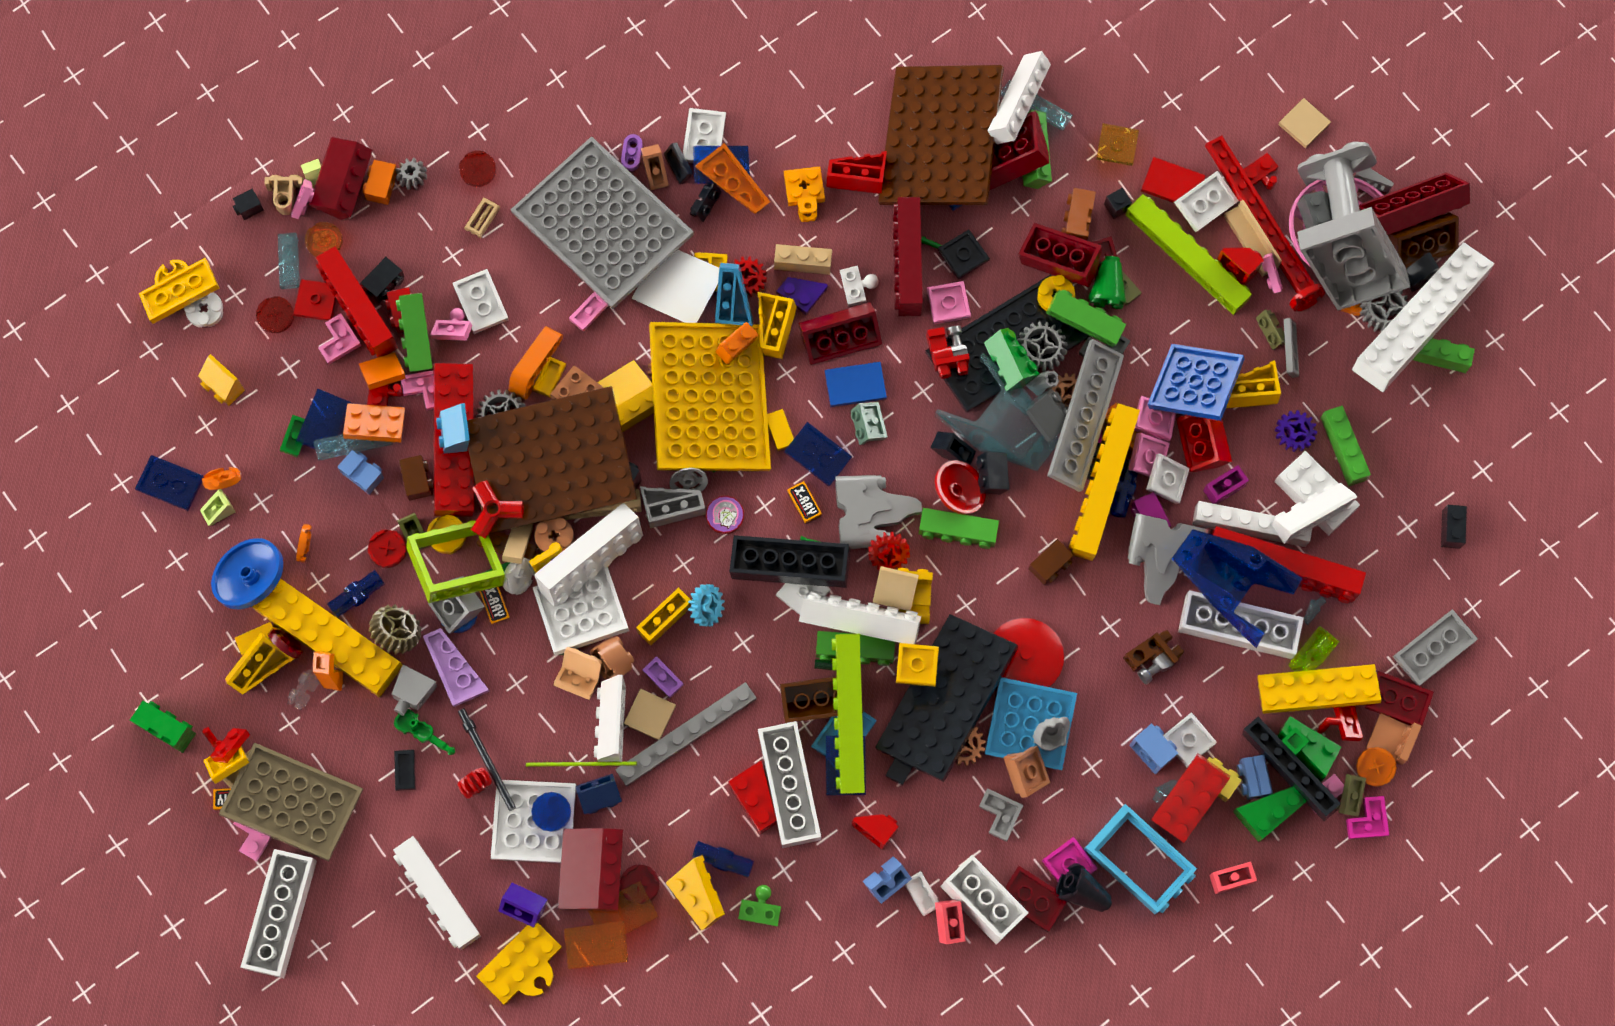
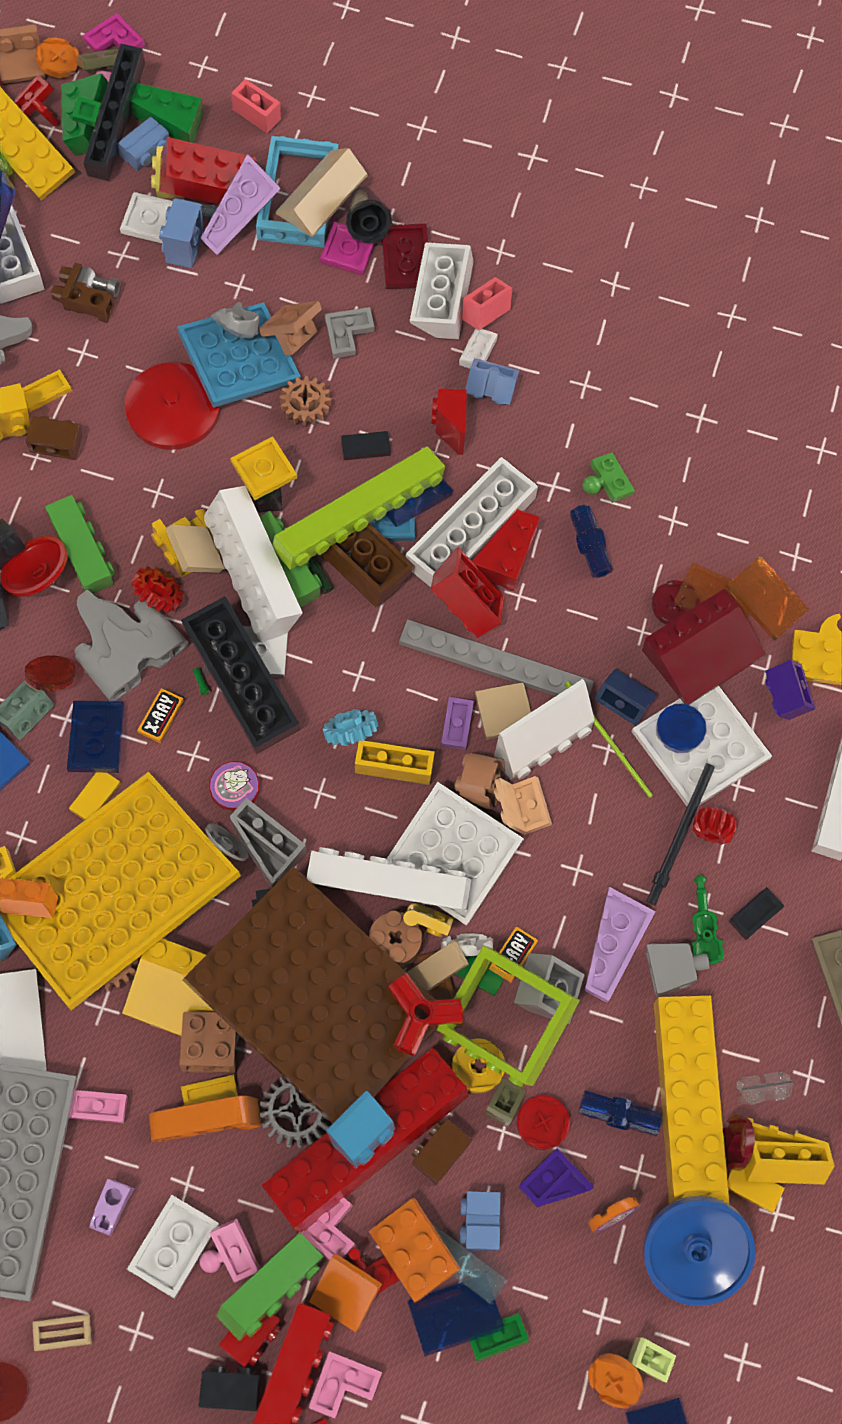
camera: 130 degrees left, 5 degrees down
(324, 671) = (729, 1070): orange slope -> none
(350, 528) = (554, 1181): none -> dark purple wing
(389, 619) = (635, 1037): dark tan gear -> none
(528, 283) = (110, 1206): none -> lavender leg
(696, 893) = (645, 538): yellow wedge -> none
(740, 742) = (468, 593): none -> red slope
(879, 452) = (50, 672): none -> clear red tile
(938, 720) = (314, 428): black plate -> none
(1095, 581) = (45, 390): none -> yellow tile
(1120, 868) = (323, 191): none -> tan slope
(1149, 805) = (241, 202): none -> lavender wing

